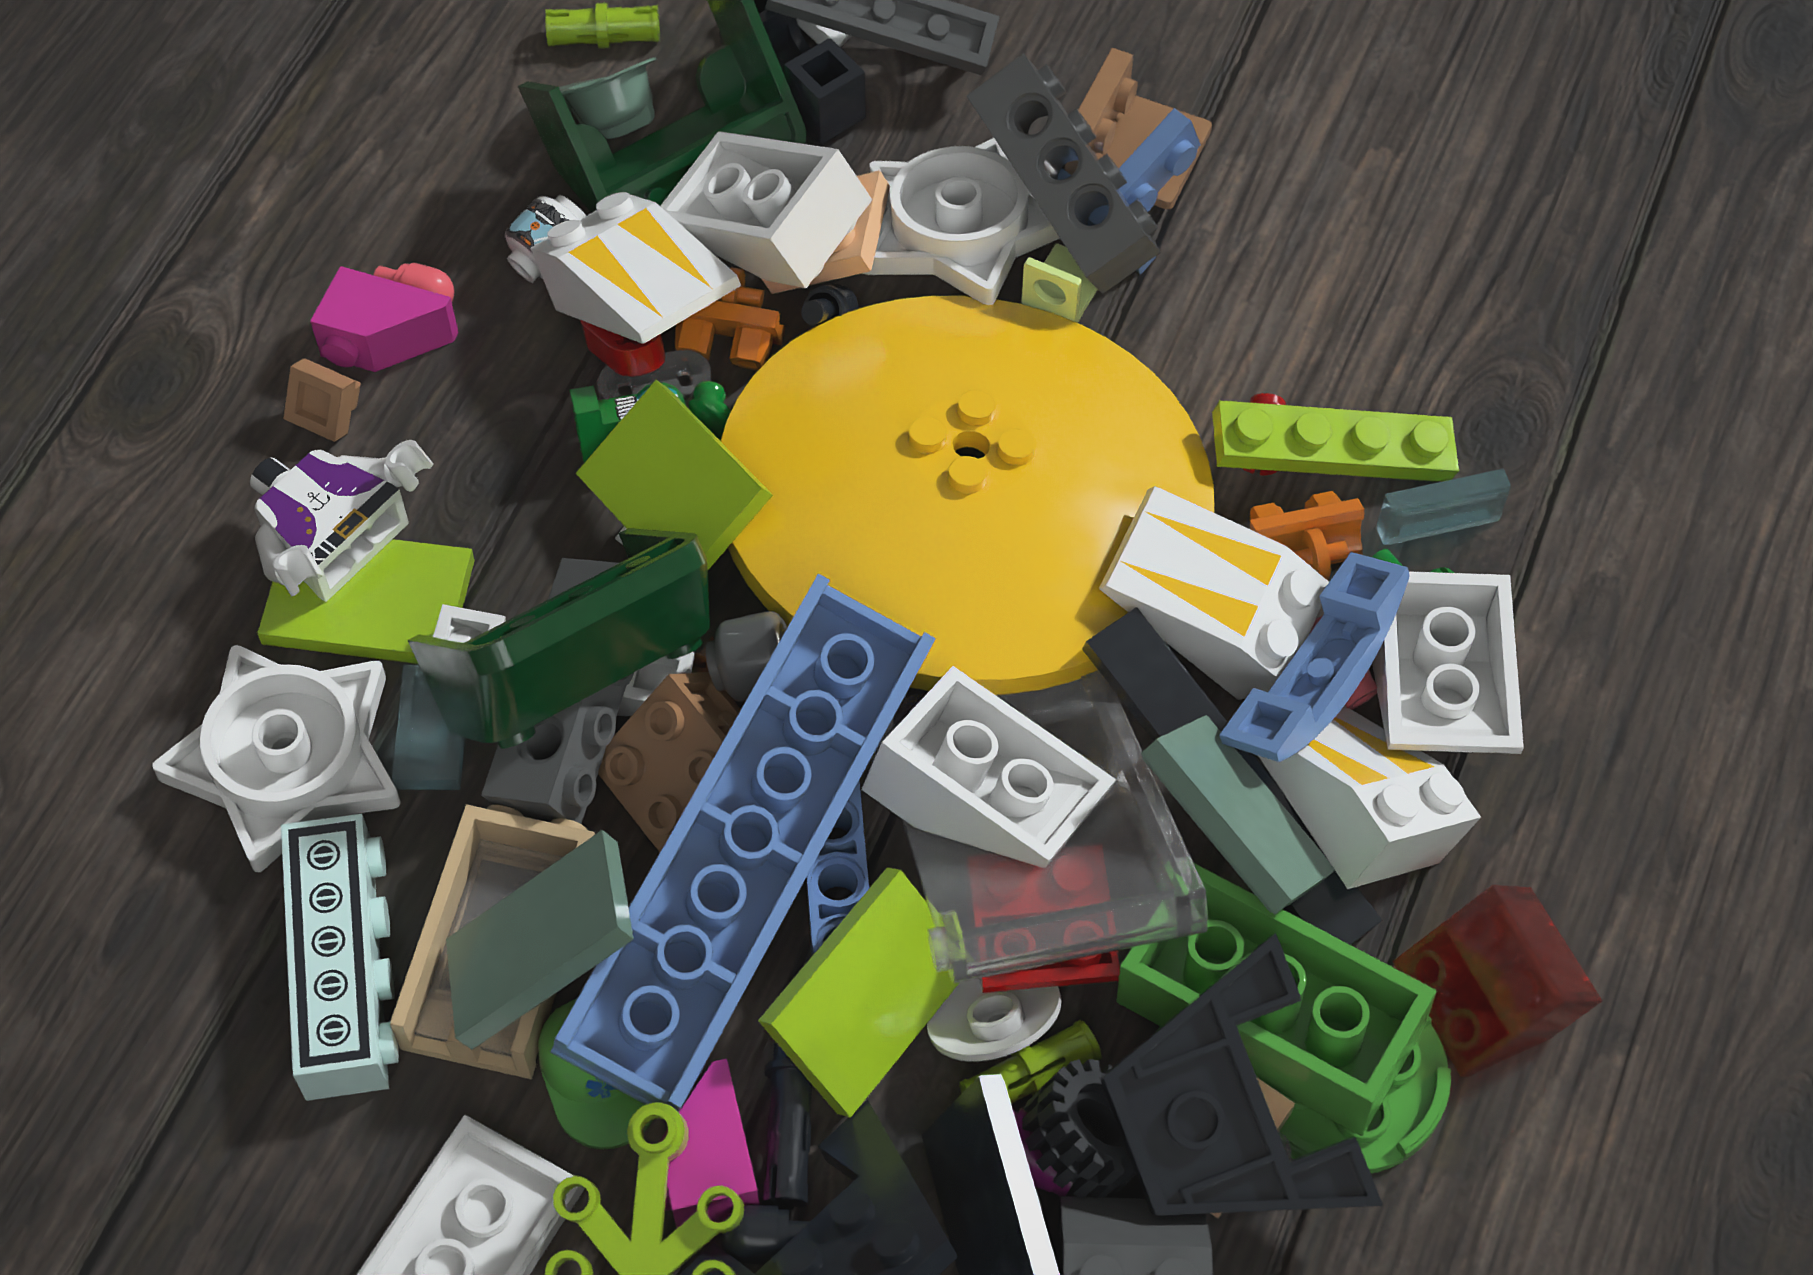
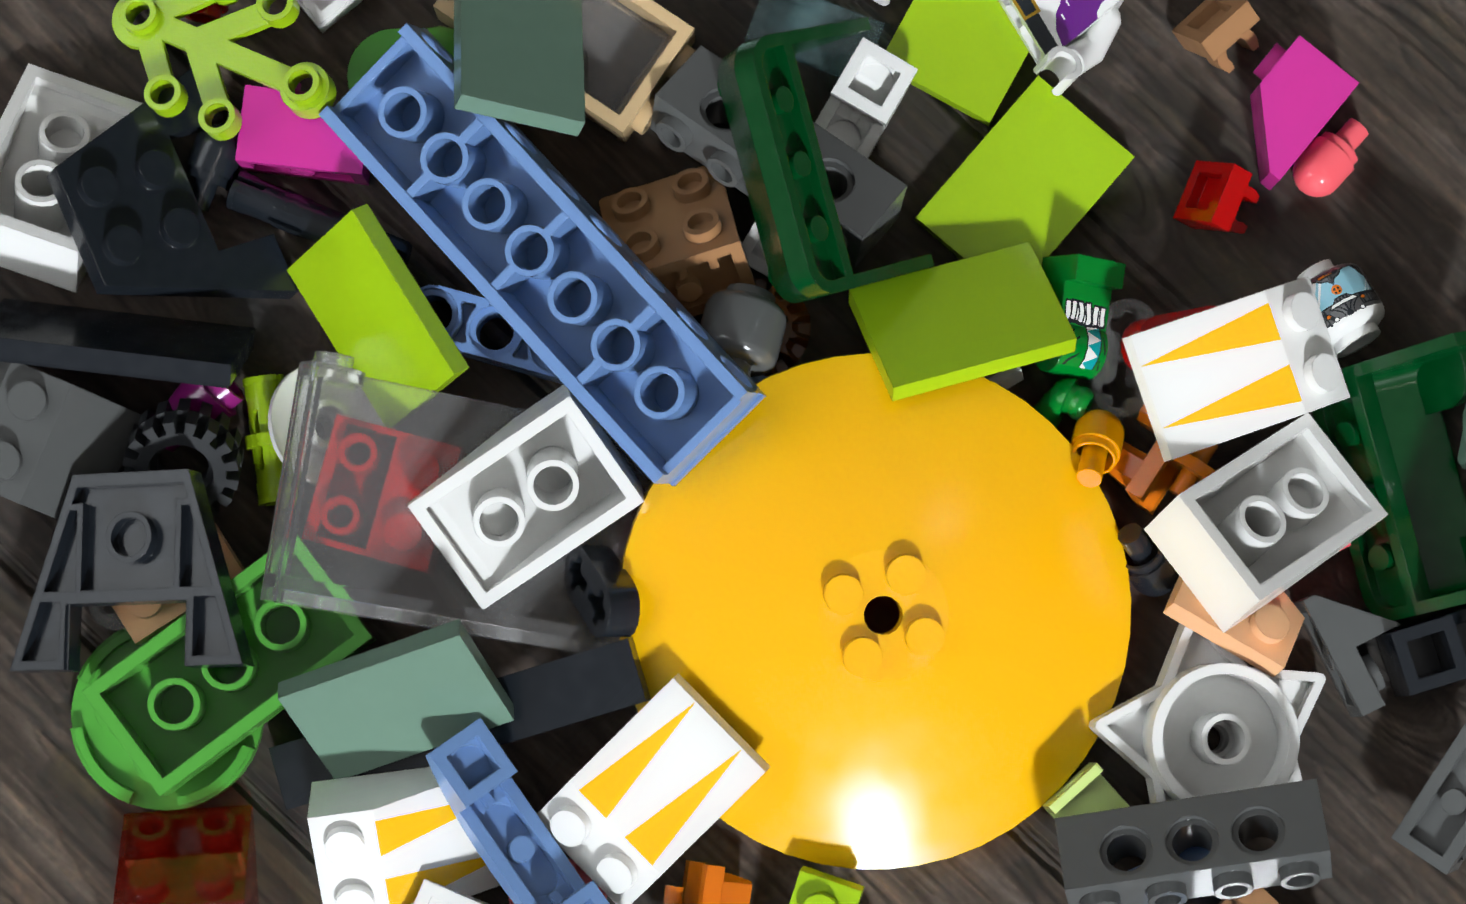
camera: 110 degrees right, 25 degrees up
(480, 355) = (1215, 196): none -> red tile
(515, 507) = (1026, 179): none -> lime tile
(740, 362) = (1099, 442): none -> light orange cylinder
(863, 137) = (1335, 635): none -> dark grey slope
(1052, 694) = (602, 591): none -> black beam

